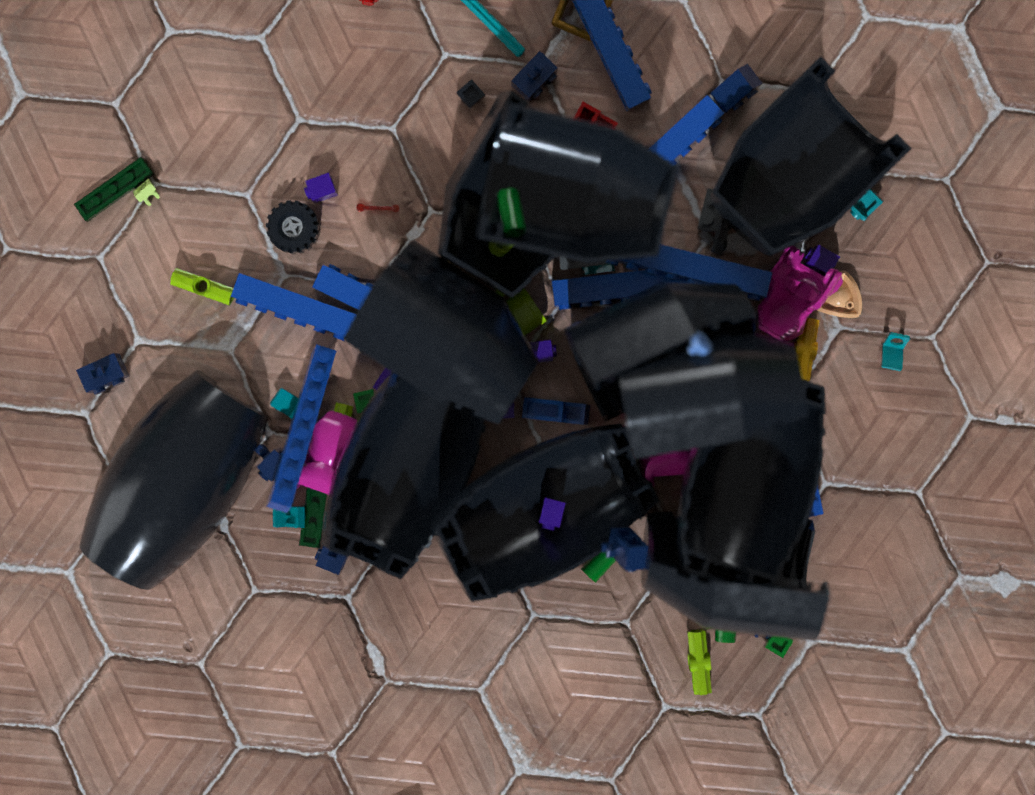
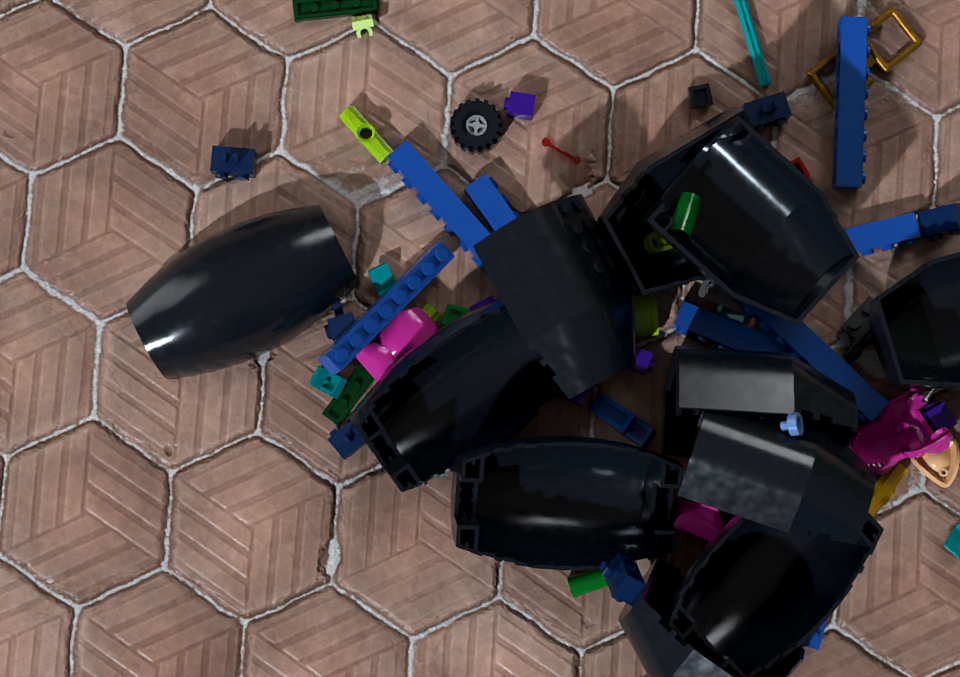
camera: 25 degrees right, 5 degrees down
(551, 513) = (568, 510): dark purple brick -> none

